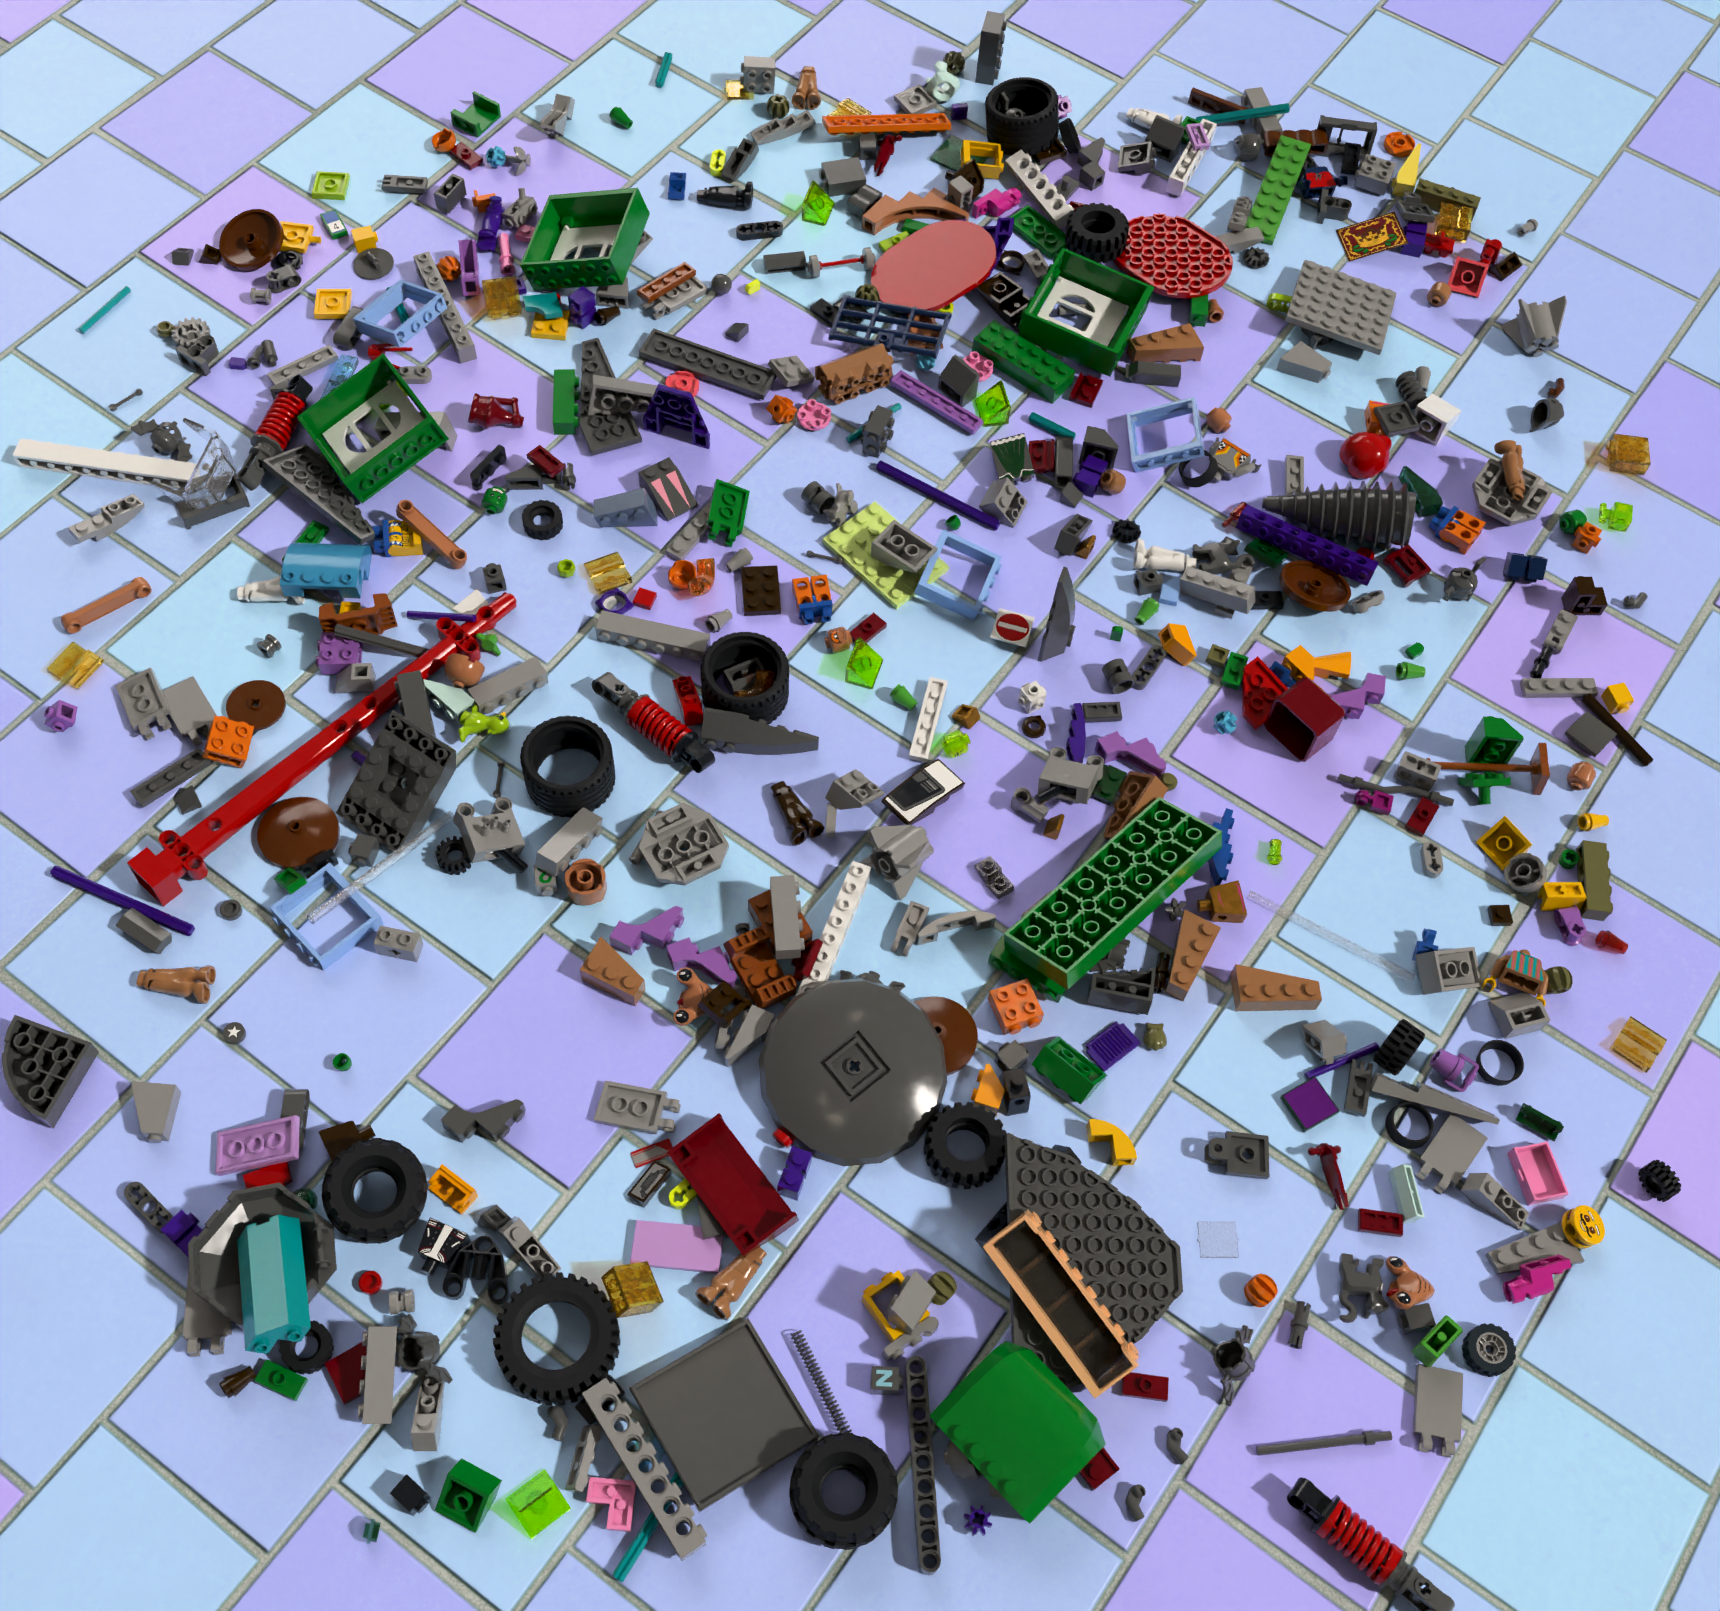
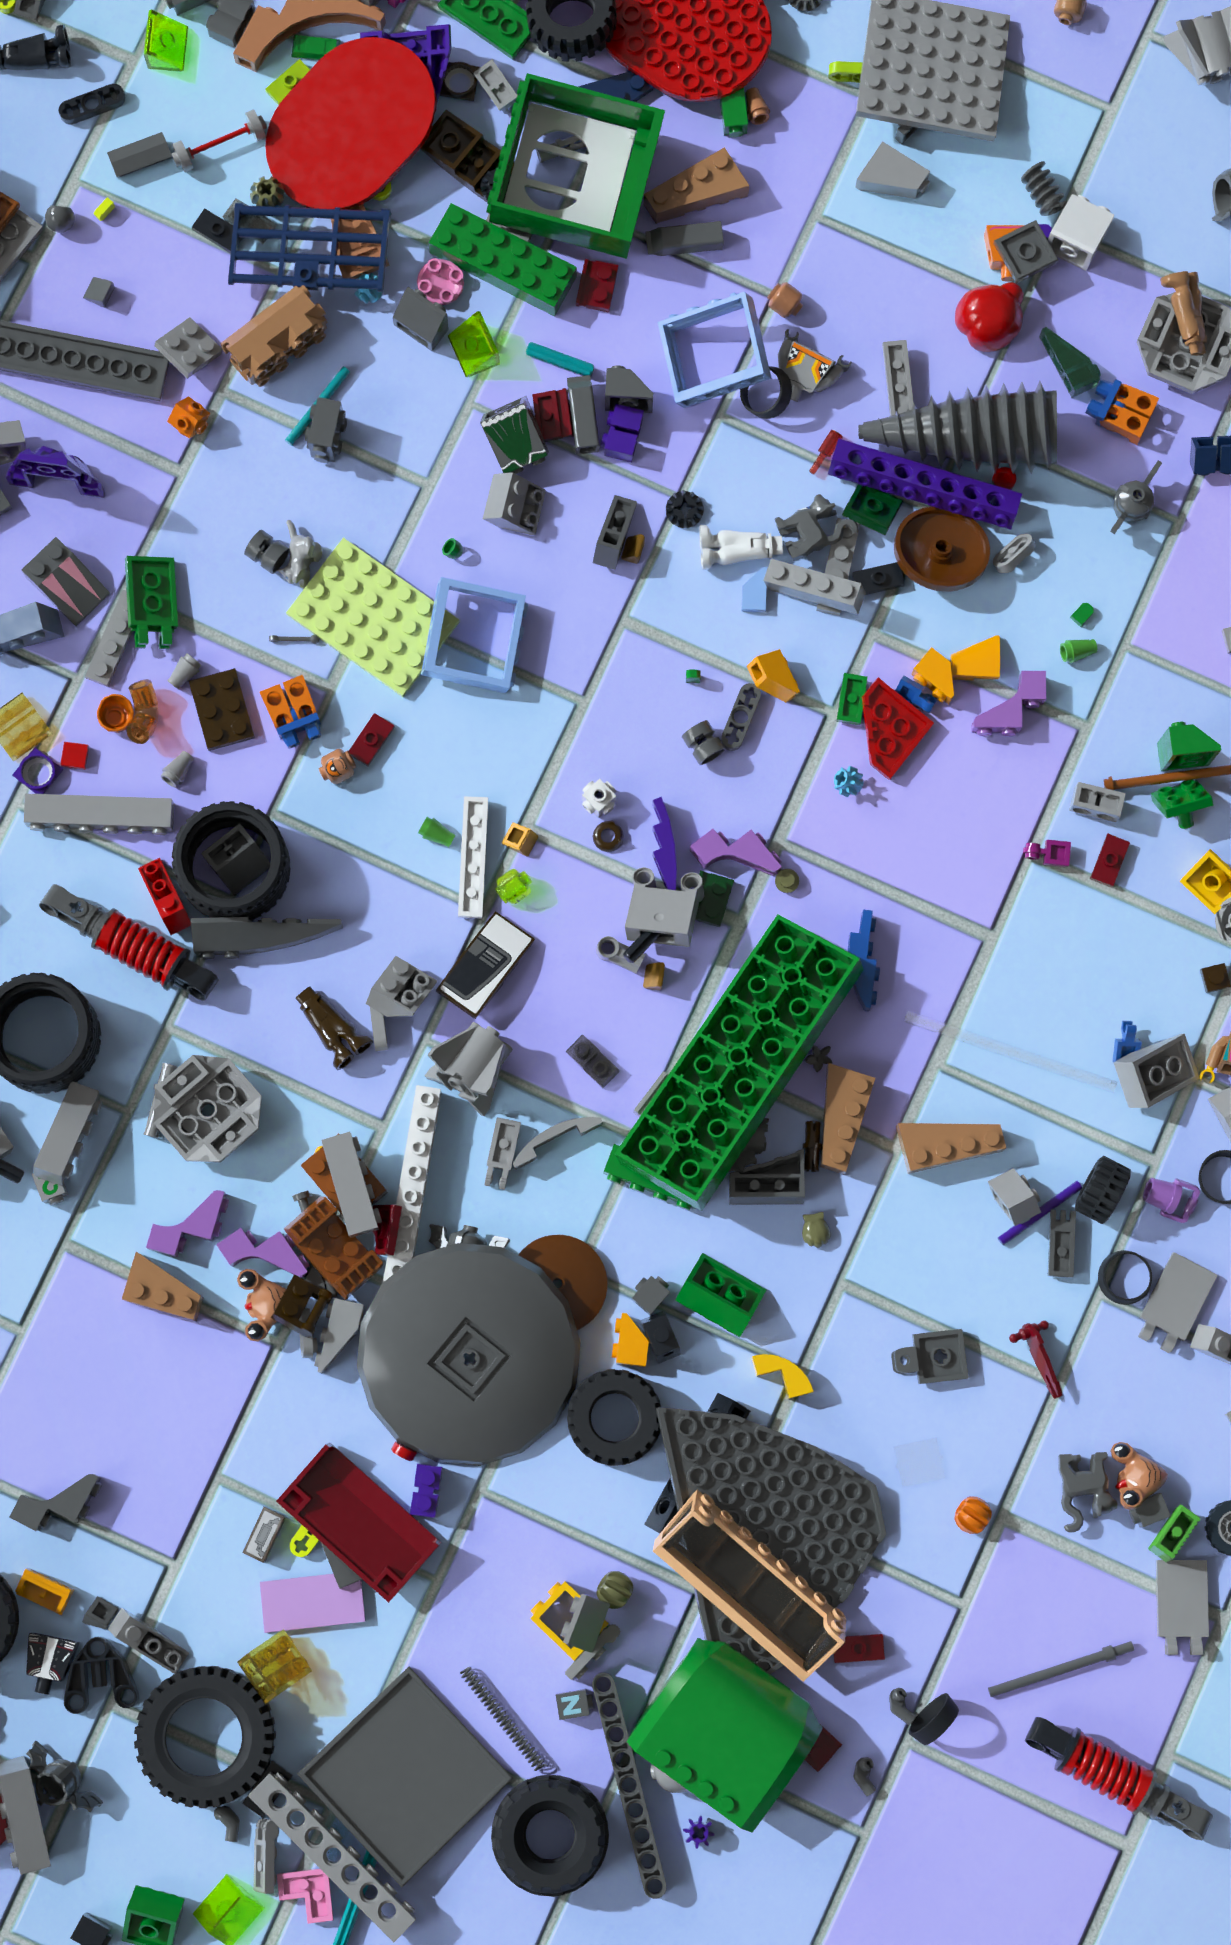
camera: 10 degrees left, 20 degrees up
(401, 1301) = (23, 1730): light grey wheel -> none
(428, 1415) = (87, 1847): light grey slope -> none
(586, 882) = (86, 1176): nougat brick -> none
(635, 1108) = (225, 1449): light grey tile -> none
(650, 1153) = (259, 1497): sticker -> none
(683, 381) = (44, 401): coral tile -> none
(732, 1282) = (382, 1630): medium nougat piece -> none
(763, 681) = (253, 871): clear orange cylinder -> none
(814, 415) = (234, 414): bright pink dish -> none
(863, 665) = (377, 797): clear neon green slope -> none
(901, 548) = (395, 619): light grey slope -> none
(936, 402) = (396, 354): medium lavender plate -> none
(938, 495) = (425, 507): dark purple axle -> none
(1012, 627) = (557, 698): piece -> none
(1015, 1007) = (645, 1231): orange brick -> none
(1061, 618) = (616, 694): dark grey wedge -> none
(1071, 495) = (603, 468): dark grey slope -> none
(1102, 711) = (690, 797): dark grey plate -> none
(1111, 1045) = (766, 1250): dark purple window -> none
(1112, 481) = (654, 438): medium nougat head -> none
(1135, 795) = (750, 916): medium nougat wedge -> none
(1147, 582) = (720, 594): dark grey brick -> none
(1147, 610) = (727, 632): bright green cone -> none
(1207, 1460) = (934, 1719): none -> black tyre
(1217, 655) = (827, 681): olive plate -> none
(1224, 903) = (876, 1037): pearl gold torso -> none
(1233, 1361) = (951, 1603): dark grey helmet -> none
(1274, 856) = (931, 951): clear neon green pin -> none
(1299, 1324) = (1020, 1543): dark grey pin -> none
(1304, 718) = (947, 762): dark red plate -> none
(1309, 1104) = (1007, 1276): dark purple tile -> none
(1380, 1222) = (1101, 1404): dark red plate -> none
(1406, 1193) = (1128, 1364): light aqua piece -> none
(1410, 561) = (1067, 478): dark red plate -> none
(1423, 376) = (1058, 163): light grey cone -> none
(1428, 859) = (1132, 919): light grey beam -> none
(1429, 1096) = (1146, 1240): light grey slope -> none
(1433, 796) = (1121, 829): dark grey bar -> none

